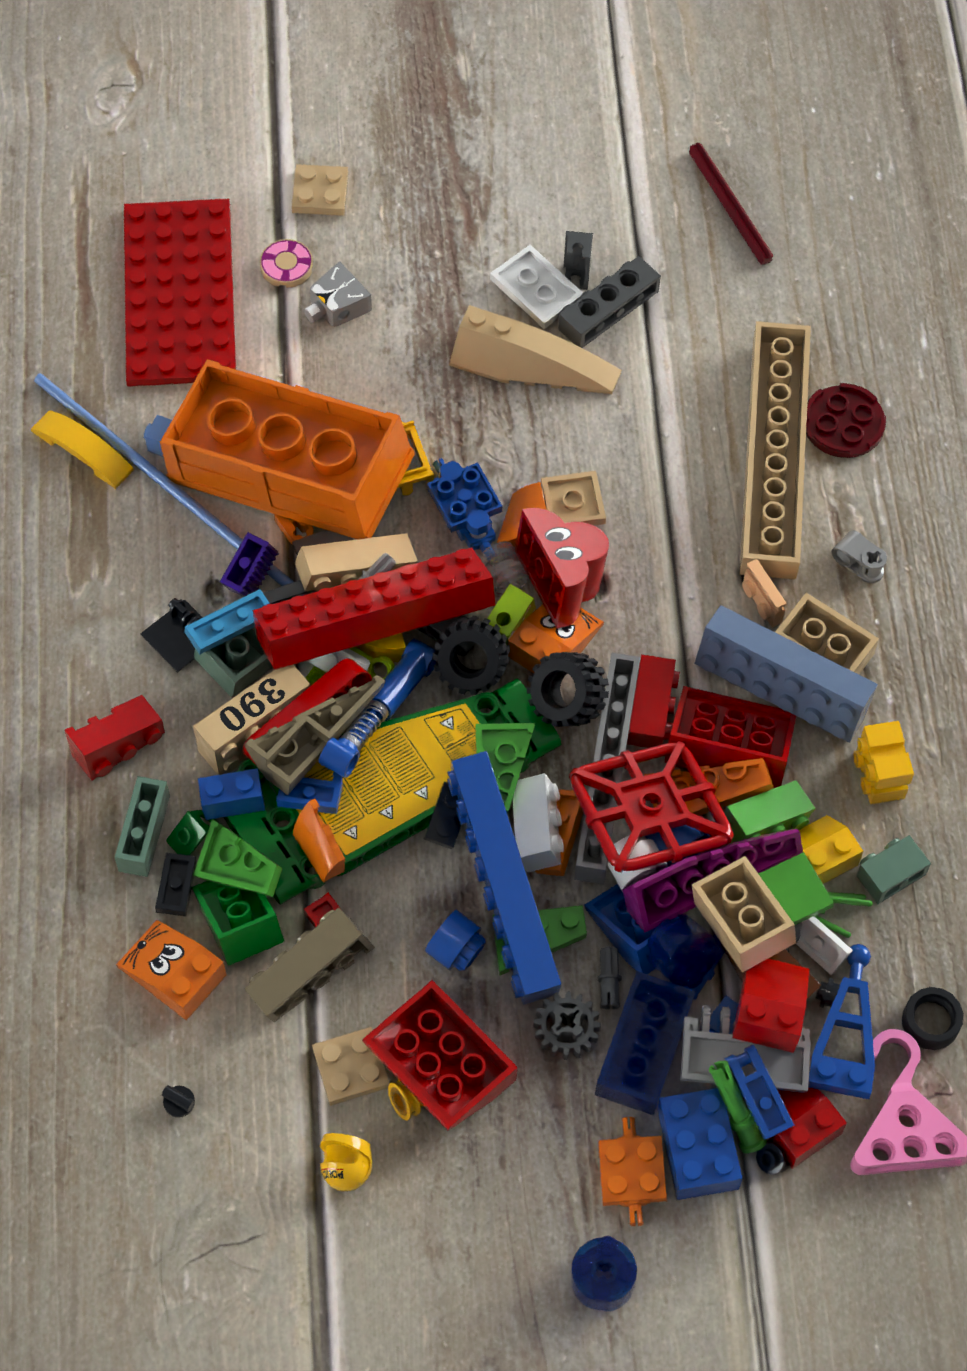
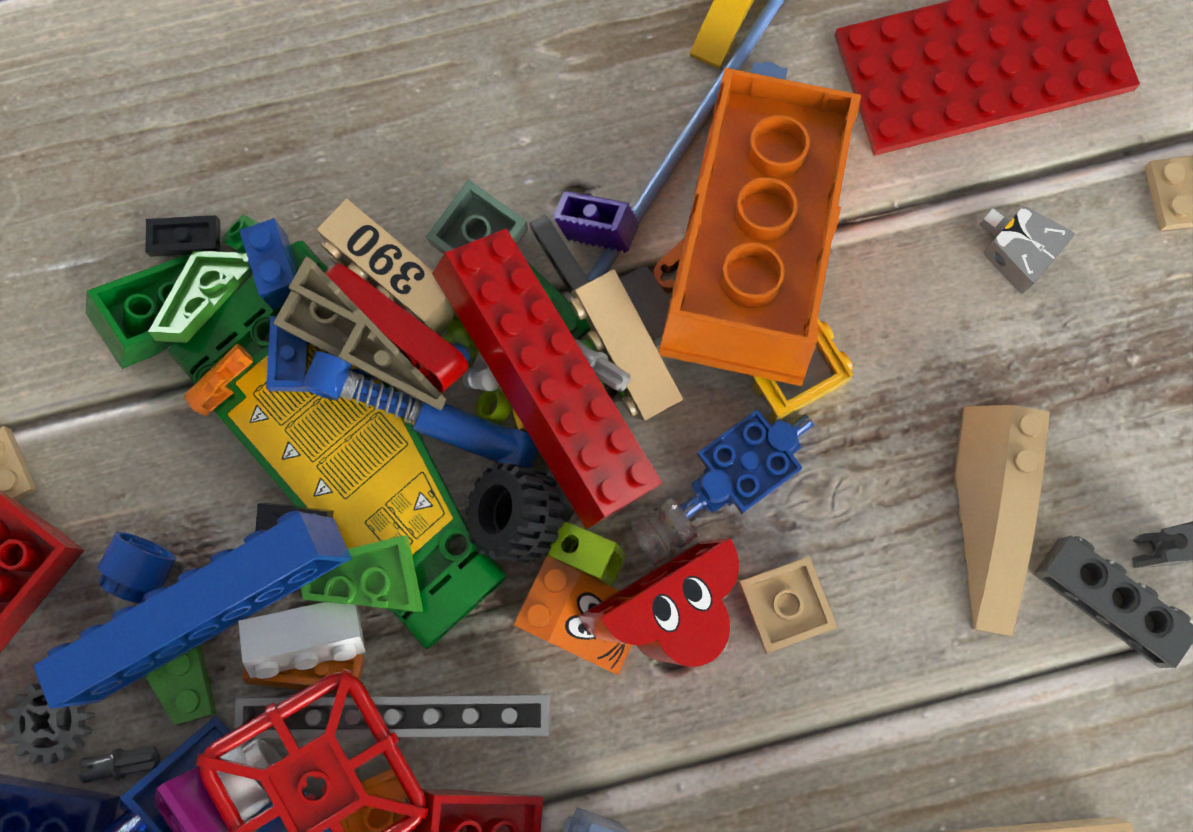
camera: 85 degrees right, 15 degrees up
(114, 737) = (348, 124): red wedge -> none
(142, 826) = (239, 180): sand green brick -> none
(168, 634) = (505, 168): black hinge -> none
(173, 968) = (79, 252): orange slope -> none
(225, 622) = (496, 206): dark azure plate -> none
(286, 263) = (1062, 174): tile -> none
(307, 964) = (93, 404): dark tan wedge -> none
(319, 908) = (164, 407): red plate -> none
(526, 497) = (757, 542): orange slope -> none
(535, 285) = (1115, 497): white plate -> none
(588, 685) = (474, 646): black tyre -> none
(653, 702) = (504, 762): red brick -> none

